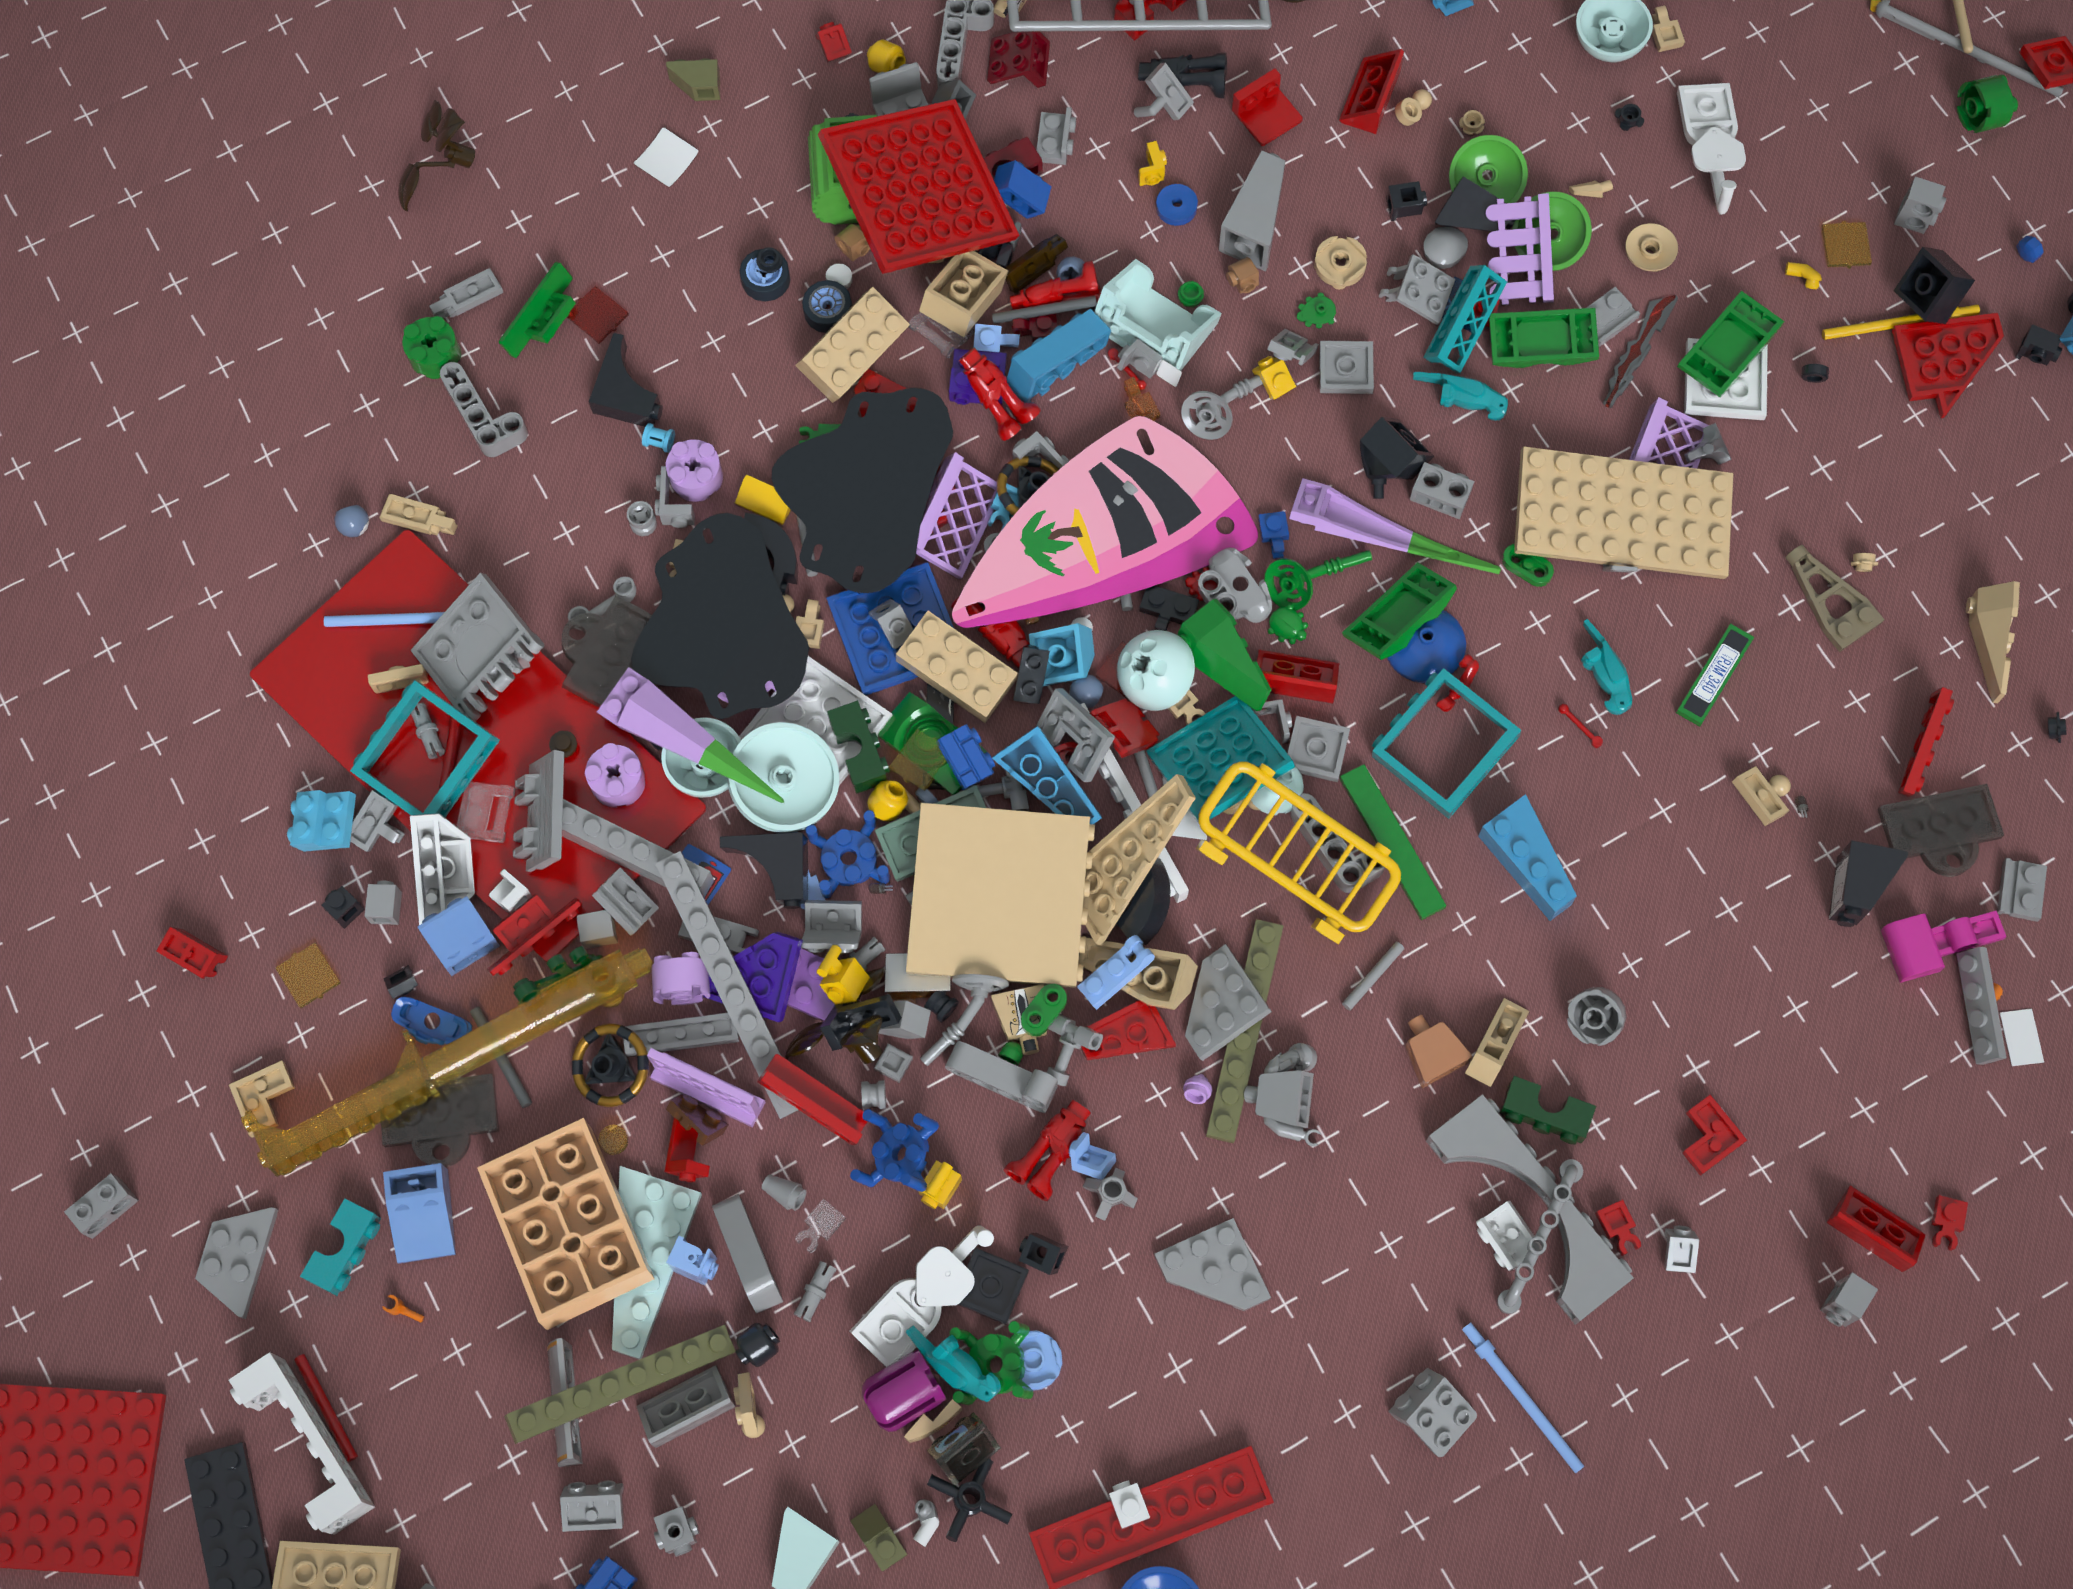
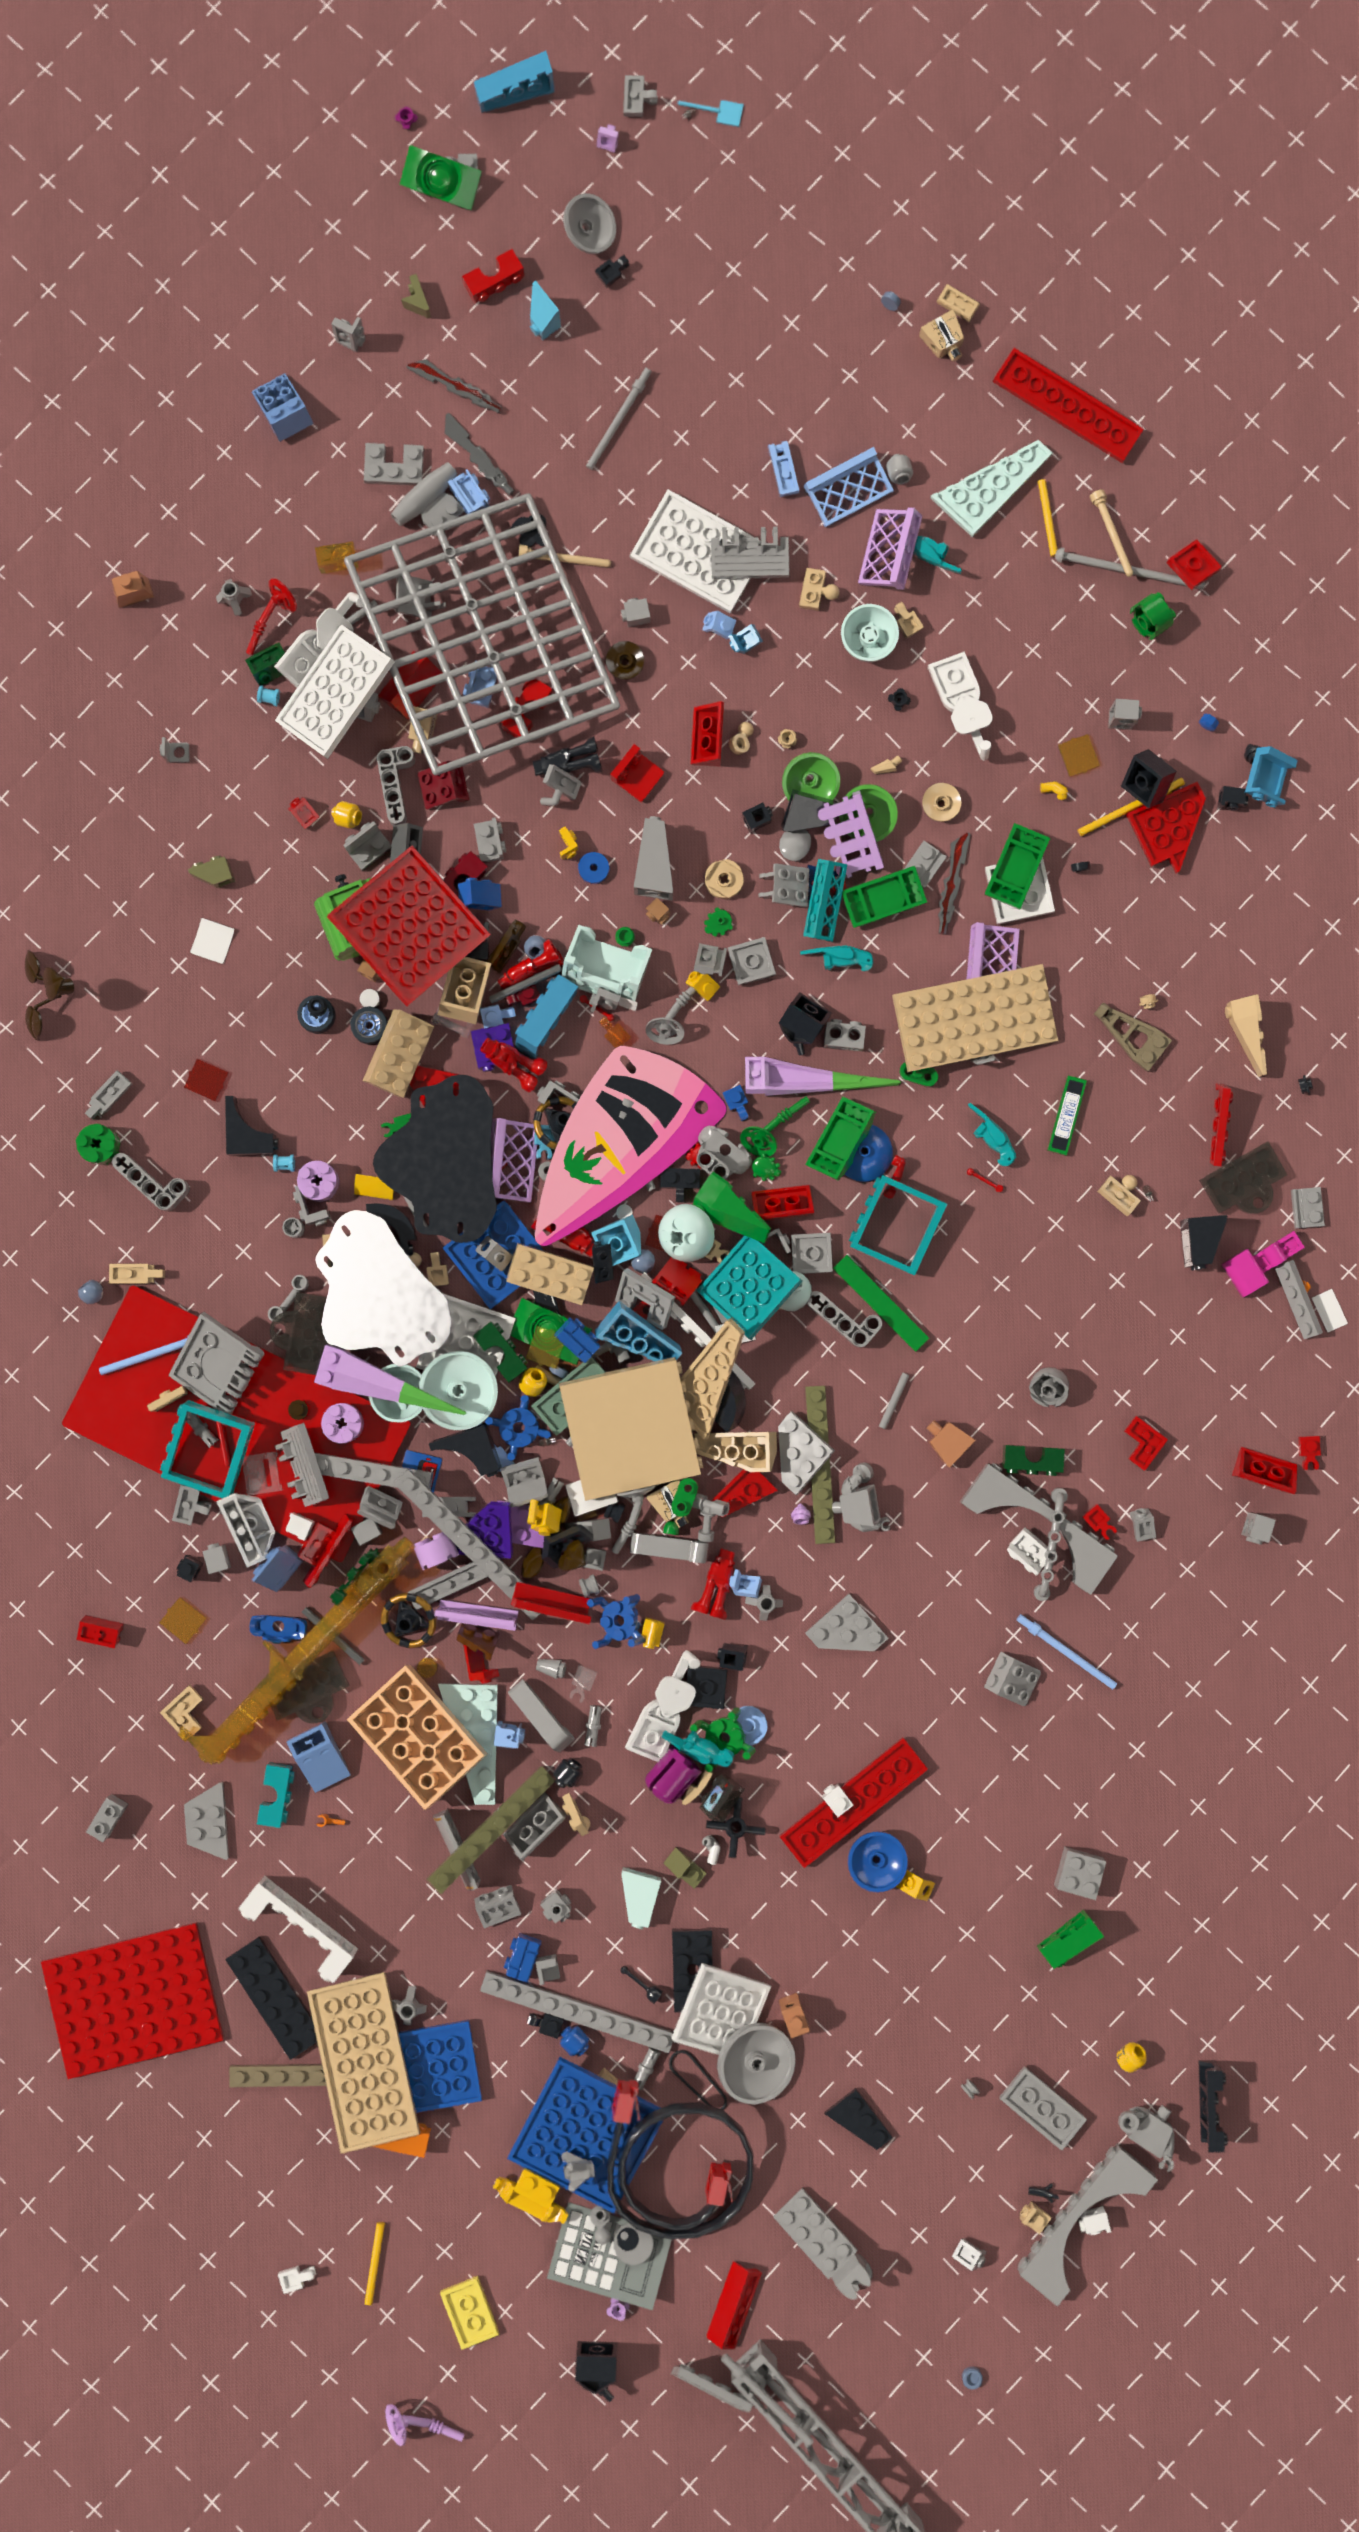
camera: 20 degrees left, 15 degrees up
(322, 820) = (153, 1513): medium azure plate -> none
(325, 1408) = (303, 1898): red bar -> none
(400, 982) = (248, 1607): black plate -> none
(541, 313) = (167, 1094): green bracket -> none
(1116, 972) = (723, 1456): light blue plate -> none
(1220, 841) = (855, 1379): yellow bar -> none
(1497, 1042) = (988, 1422): tan slope -> none
(1528, 856) = (973, 1286): dark azure wedge -> none
(1710, 447) = (1022, 946): flat silver piece -> none

